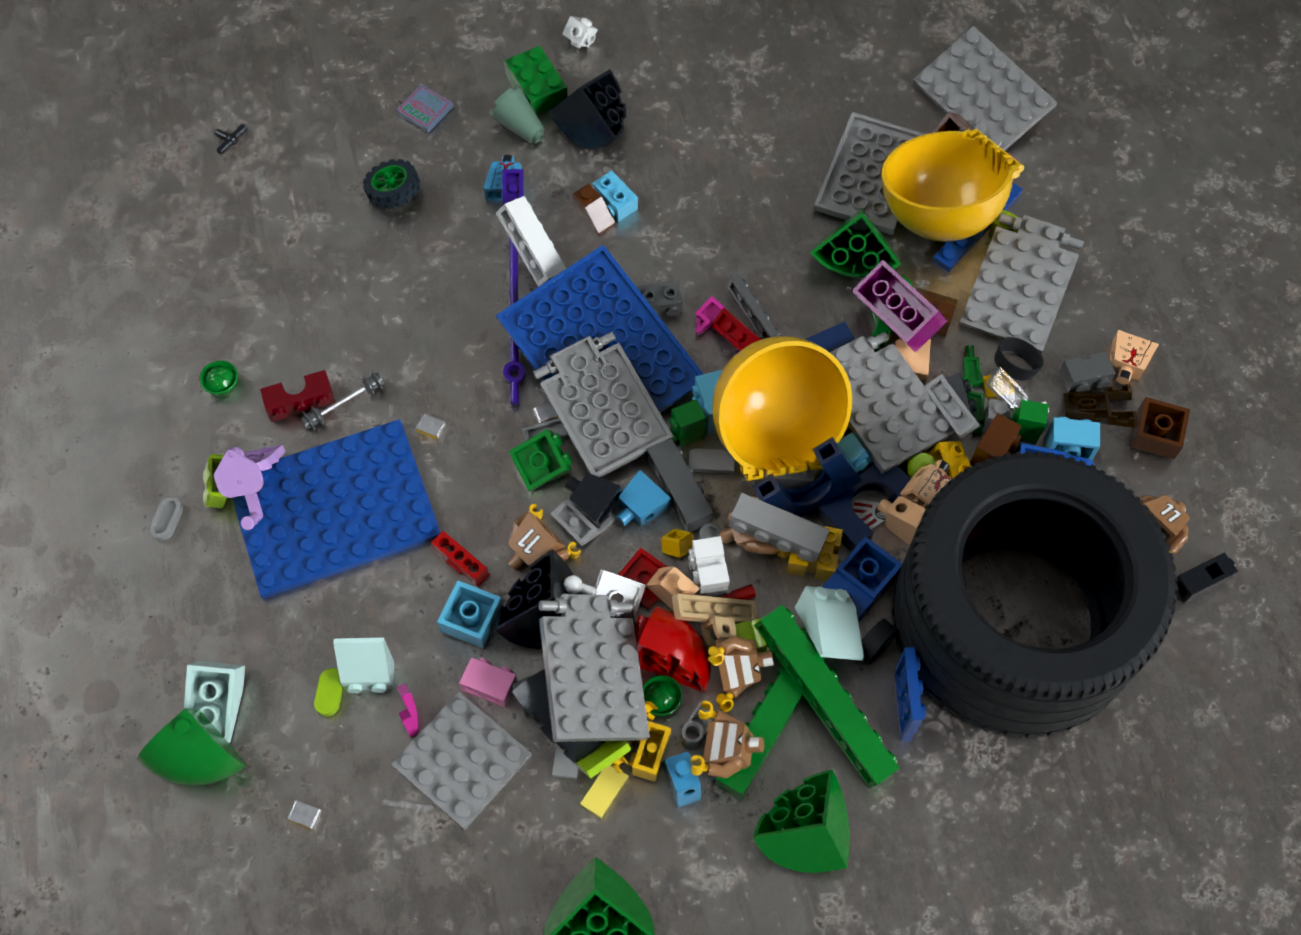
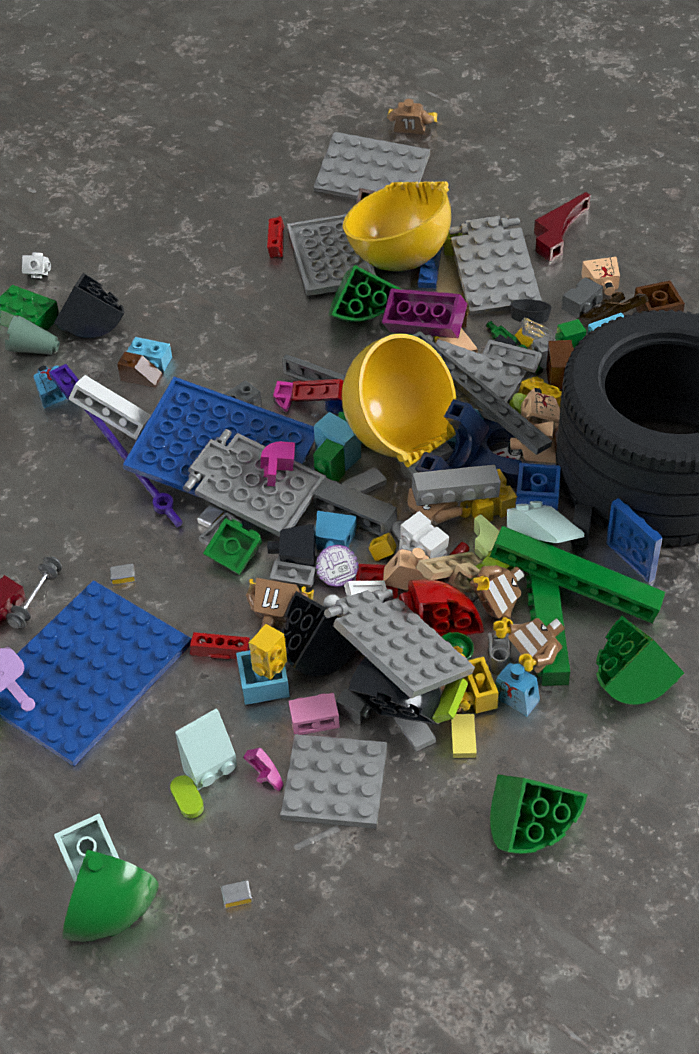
camera: 30 degrees left, 15 degrees down
(473, 604) = (268, 652): none -> yellow brick
(617, 540) = (337, 565): none -> tile
(635, 392) = (277, 457): none -> dark pink brick
(777, 596) = (486, 537): none -> yellowish green arch
(831, 121) = (275, 237): none -> red piece
(879, 435) = (492, 403): none -> dark grey plate
(1075, 46) = (410, 117): none -> medium nougat torso
(1126, 264) = (553, 225): none -> dark red arch

